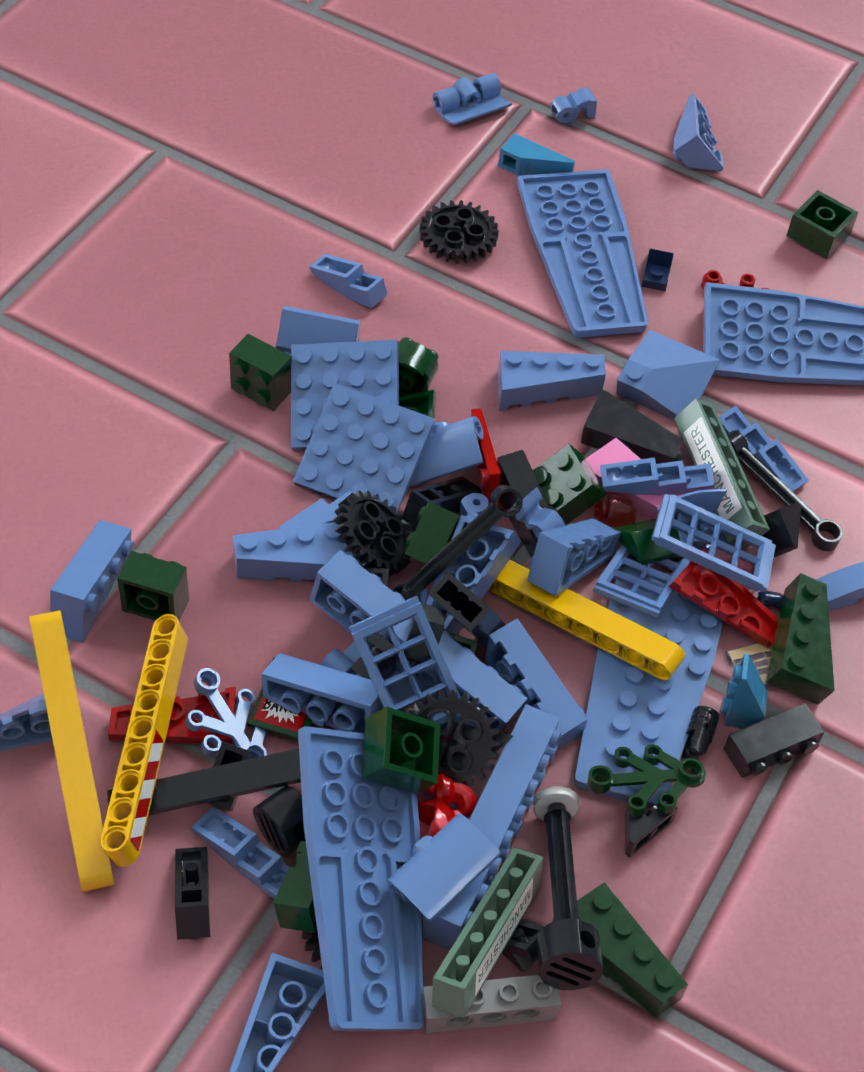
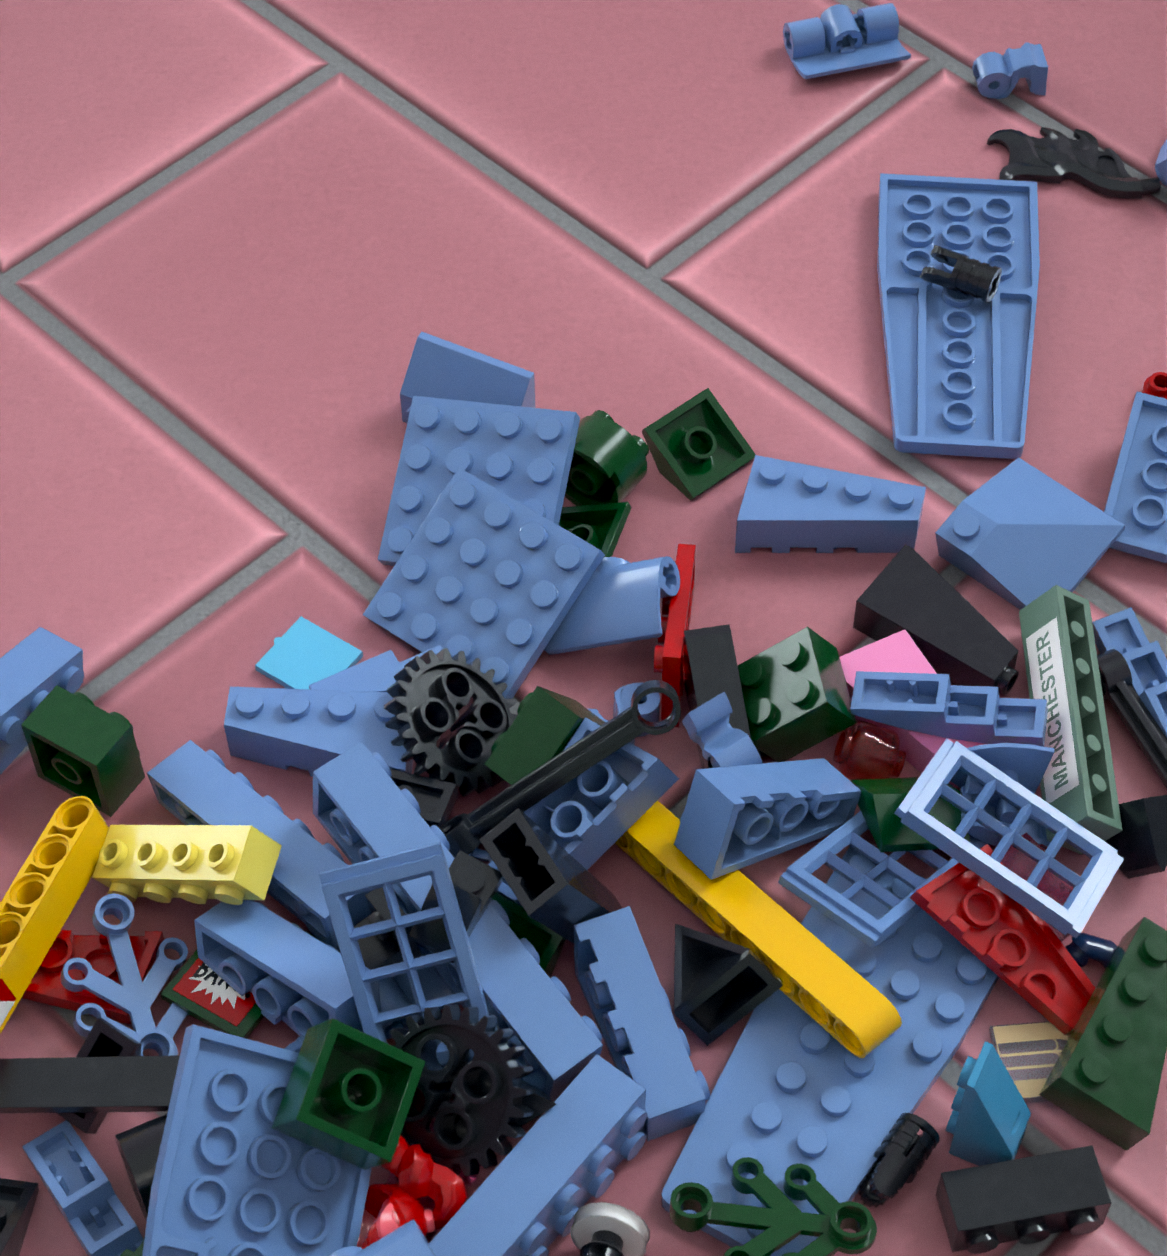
camera: 20 degrees right, 0 degrees up
(244, 641) = (187, 862): none -> light yellow brick
(260, 372) = (359, 431): dark green brick -> none
(265, 512) = (306, 656): none -> medium azure piece
(279, 621) = (204, 792): none -> medium blue brick
(350, 279) = (557, 305): medium blue slope -> none
(444, 494) = (588, 678): black slope -> none
(458, 232) = (782, 243): black gear -> none
(461, 351) = (697, 445): none -> dark green slope
(529, 158) = (909, 147): dark azure slope -> none
(573, 653) = (716, 982): none -> black slope
(590, 228) = (968, 274): none -> black hinge
(615, 154) = (1063, 158): none -> black piece
(657, 269) = (1071, 358): dark blue slope -> none

